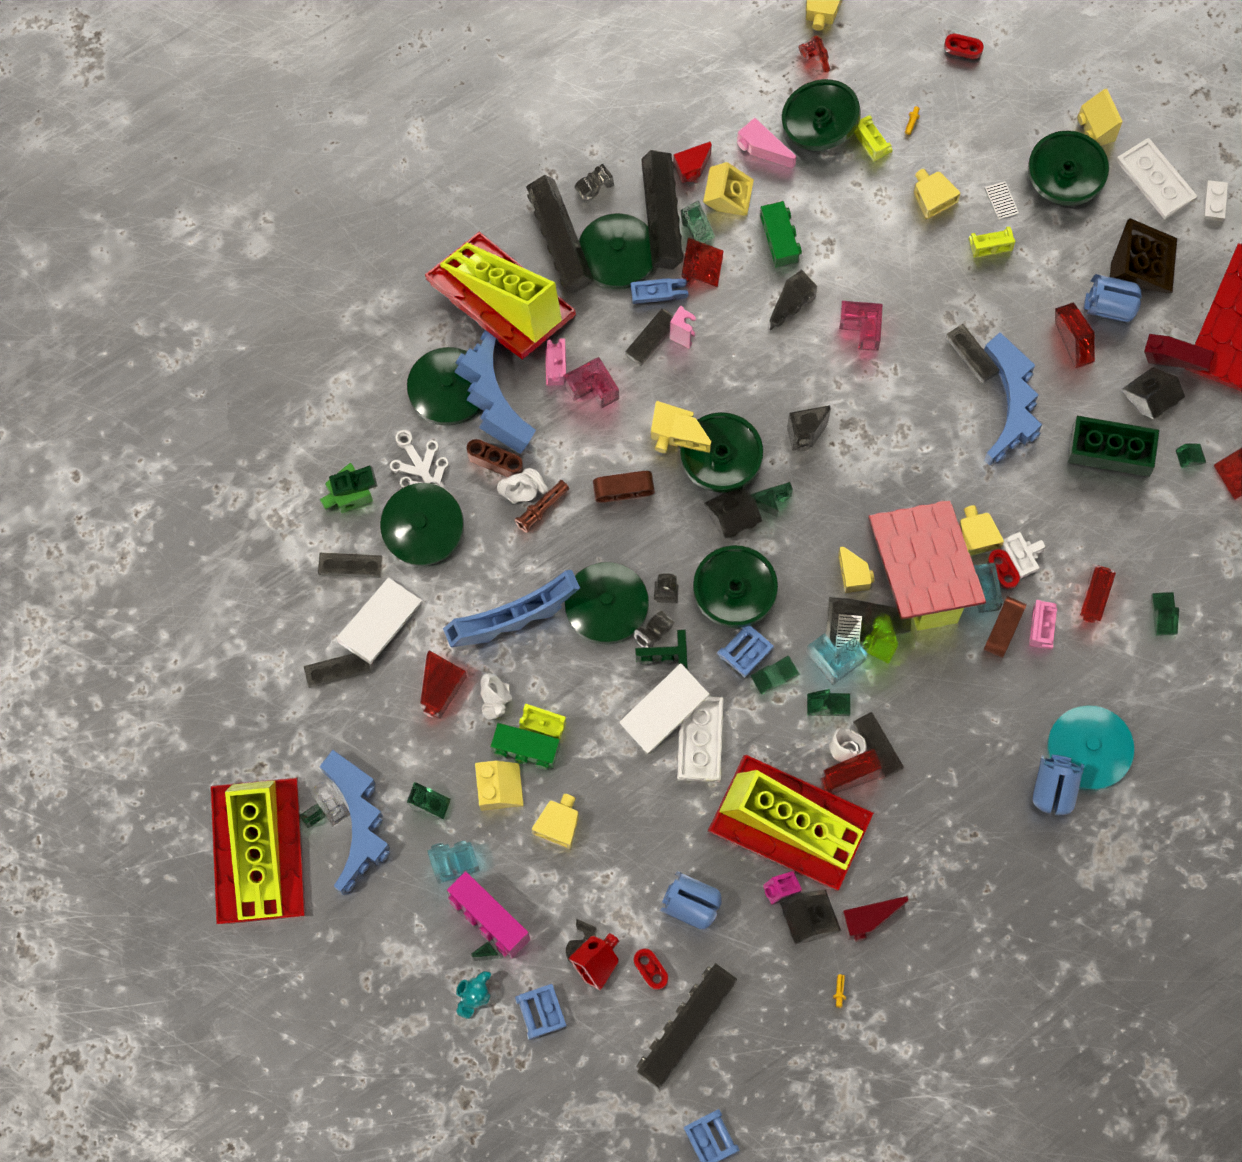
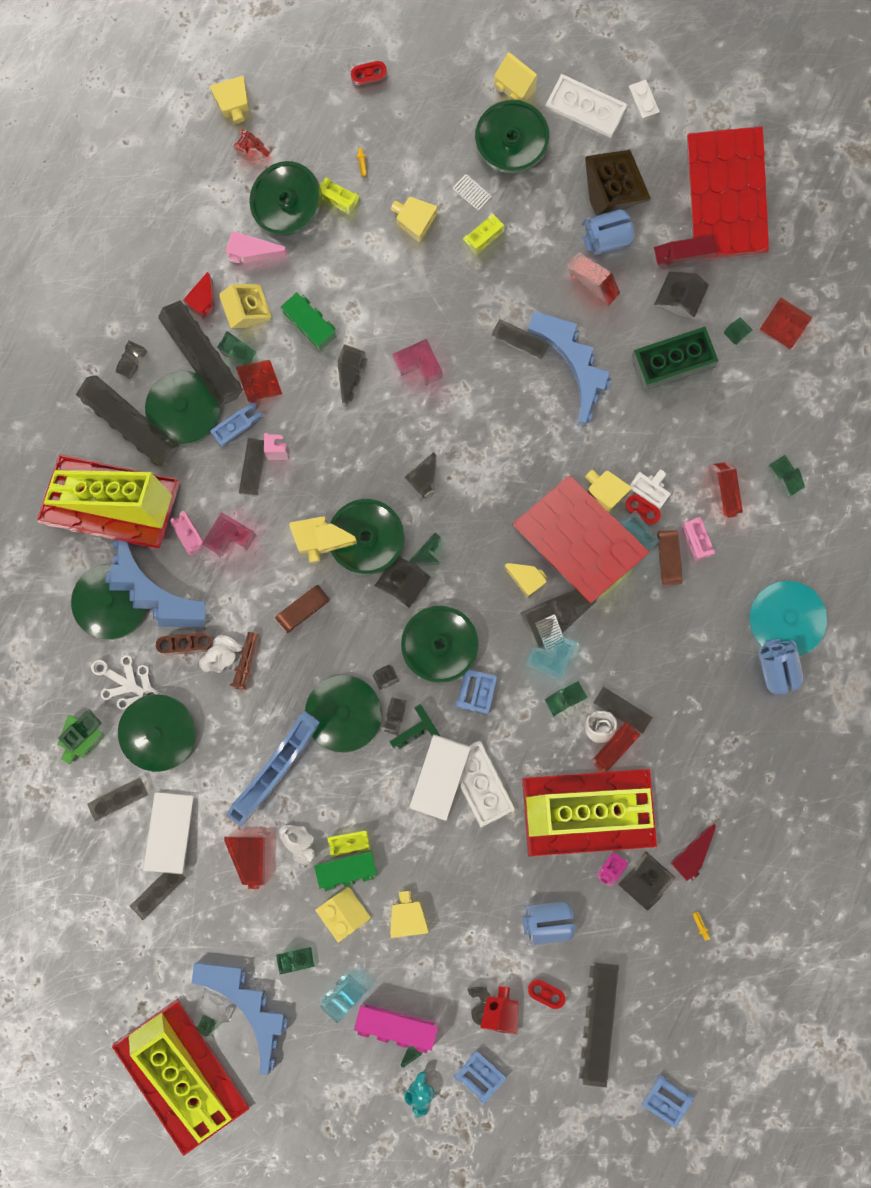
camera: 25 degrees left, 10 degrees up
(775, 675) = (510, 698): clear green slope -> none
(882, 641) = (580, 624): clear neon green slope -> none

